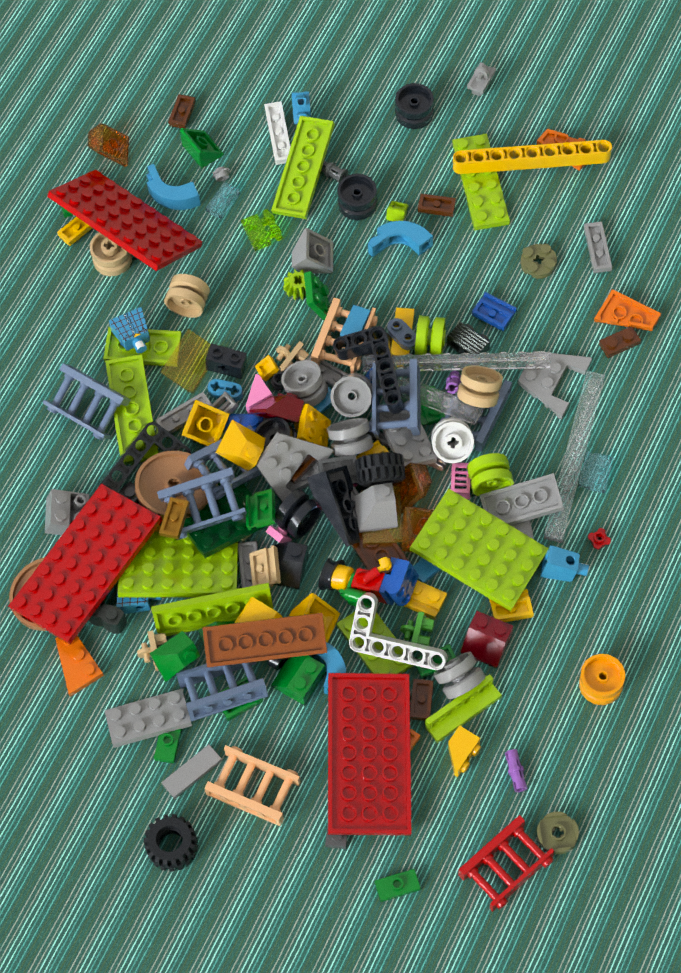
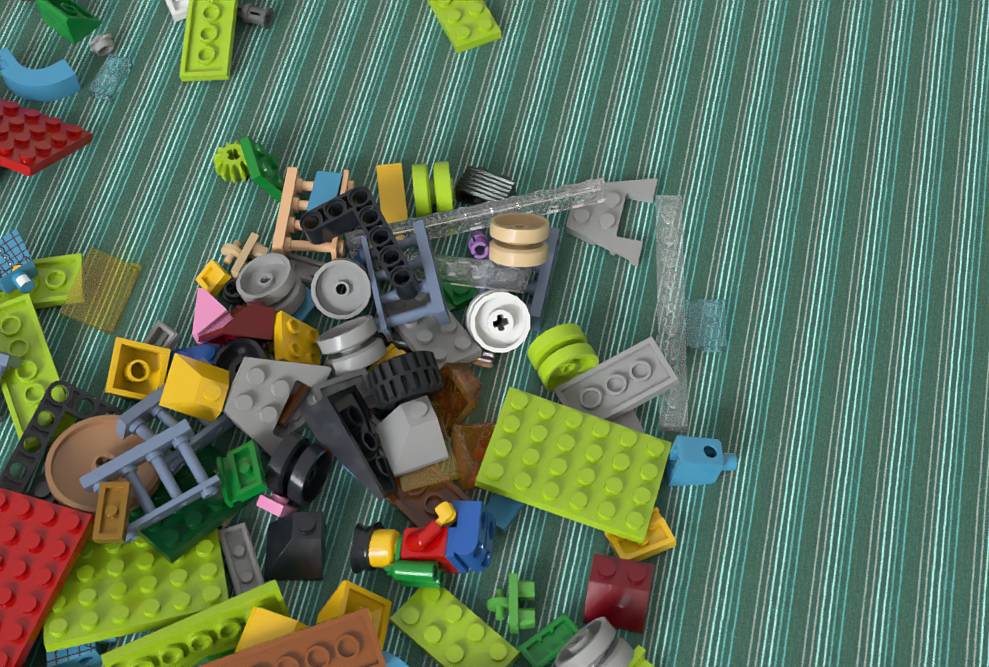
camera: 15 degrees left, 5 degrees down
(178, 417) = (95, 371): light grey plate -> none
(187, 295) = (80, 203): tan wheel -> none
(224, 386) = (158, 313): dark azure beam -> none
(226, 361) = (152, 279): black brick -> none
(256, 232) = (165, 109): clear neon green plate -> none
(265, 566) = (265, 556): tan plate -> none
(313, 253) = (247, 115): light grey slope -> none
(357, 196) = (292, 37): black wheel -> none
(388, 642) = (477, 630): white beam -> none
(396, 211) = (349, 49): lime slope -> none
(400, 233) = (362, 71): dark azure arch -> none
(400, 333) = (391, 195): sand blue plate -> none
(426, 600) = (515, 554): yellow plate -> none
(436, 205) = (400, 30): reddish brown plate -> none
(463, 492) = (534, 387): bright pink slope -> none
(494, 311) = (510, 145): blue plate -> none
(534, 252) = (552, 61): olive plate -> none
(597, 247) = (625, 42): light grey plate -> none
(598, 544) = (734, 421): red plate -> none
(602, 679) = (803, 615): light orange wheel -> none
(619, 342) = (687, 152): reddish brown plate -> none
(626, 312) = (687, 113): orange wing -> none

